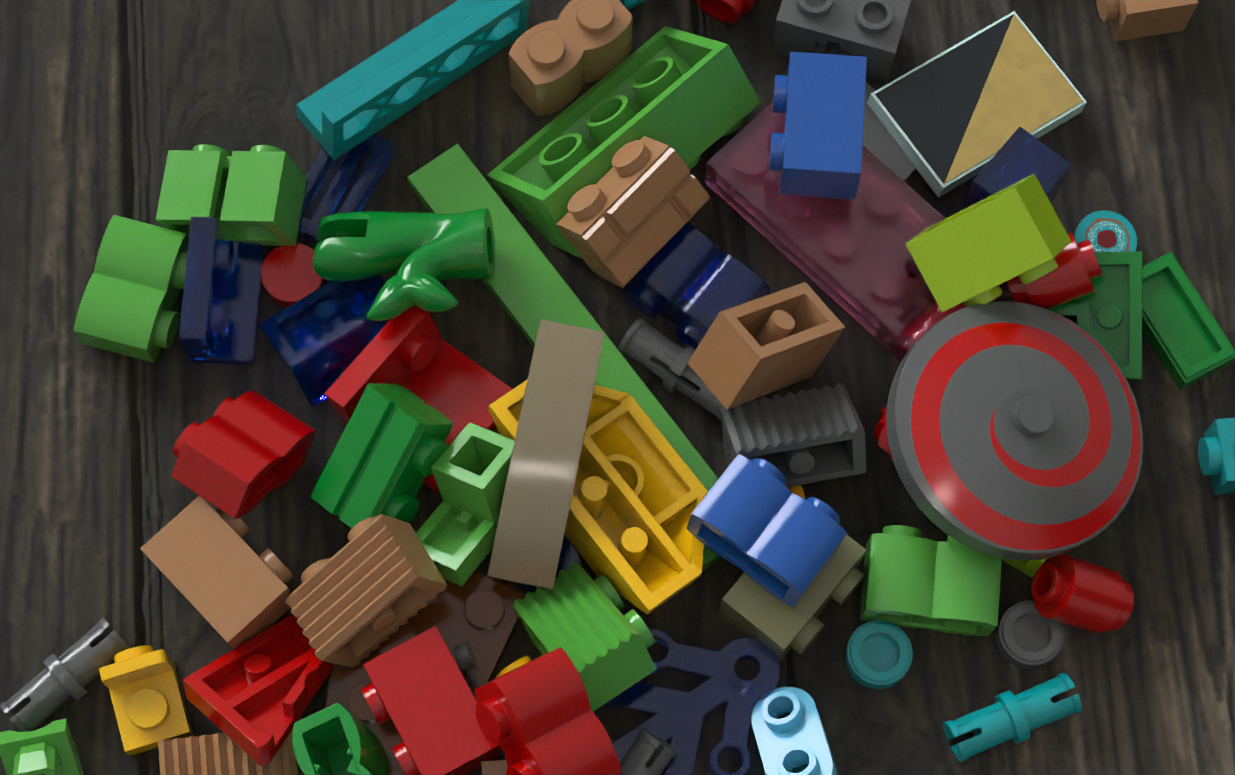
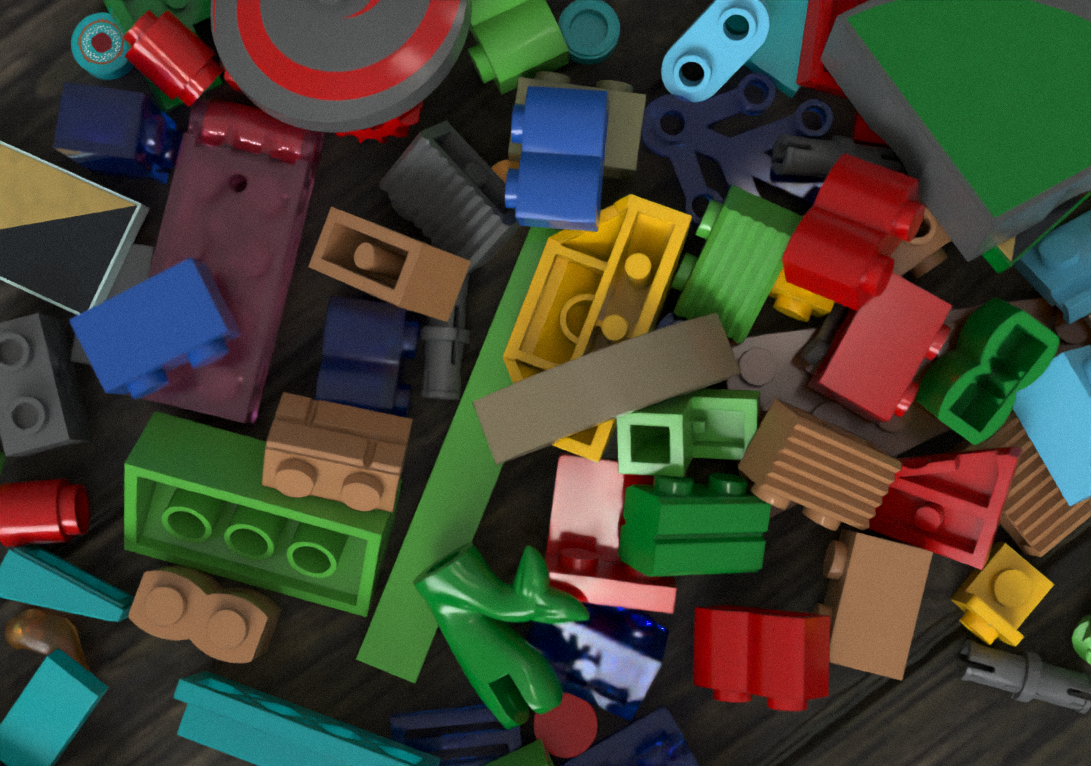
camera: 120 degrees left, 15 degrees up
(990, 244) = (187, 109): lime brick -> none

